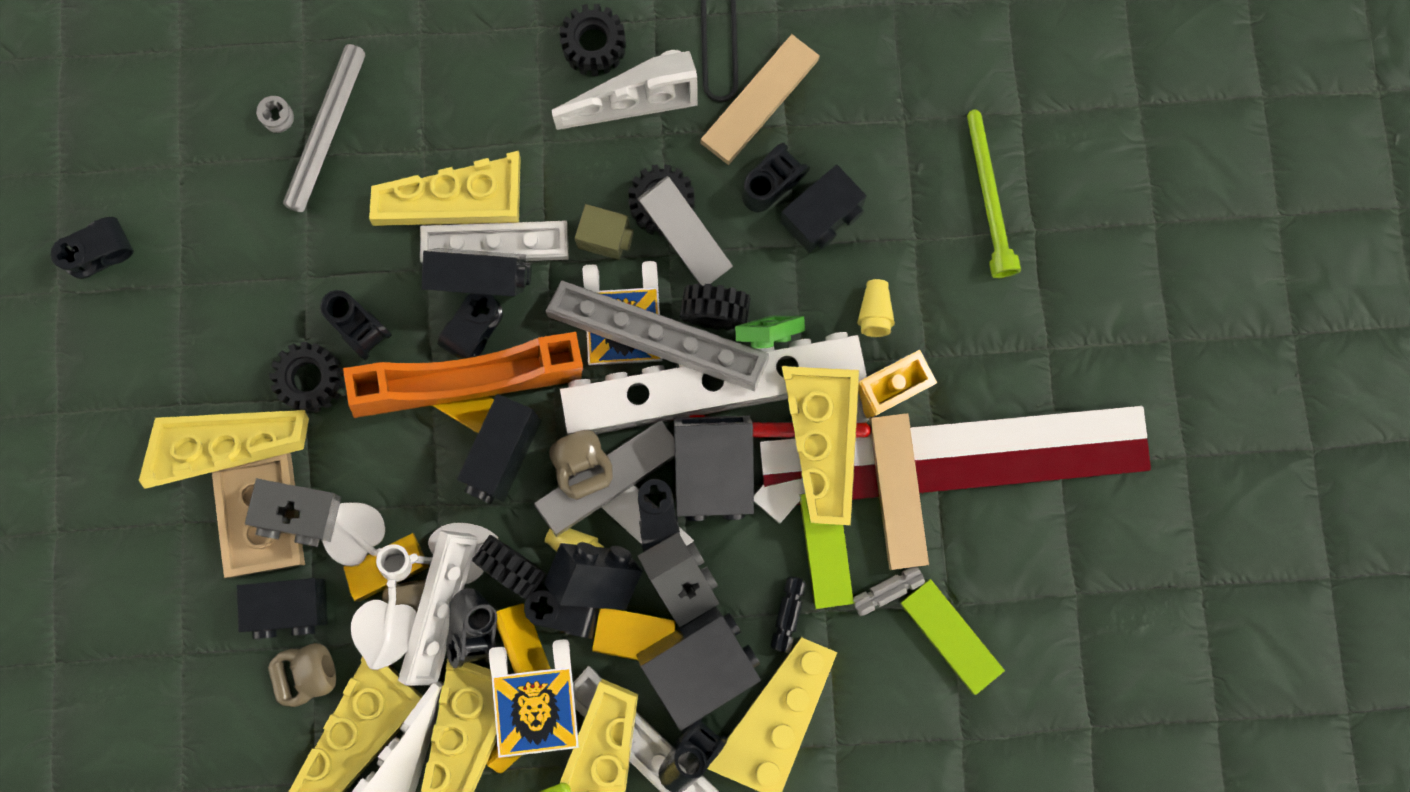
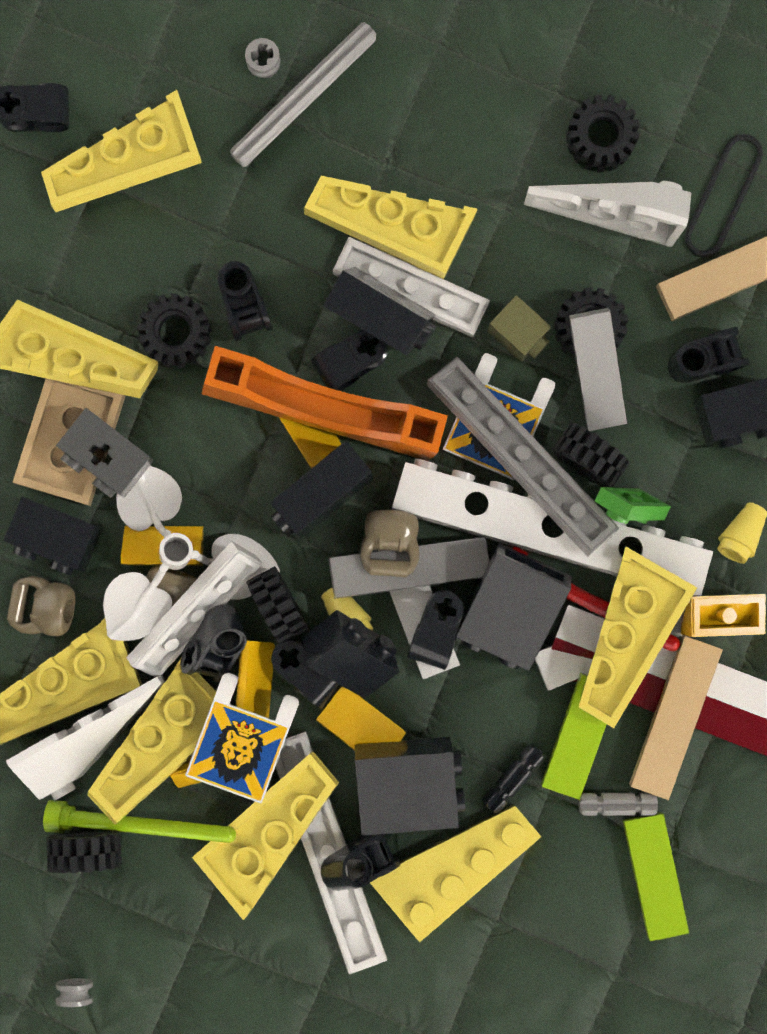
camera: 30 degrees right, 5 degrees up
(204, 242) = (139, 152): none -> light yellow wing
(679, 580) = (429, 696): dark grey brick -> none

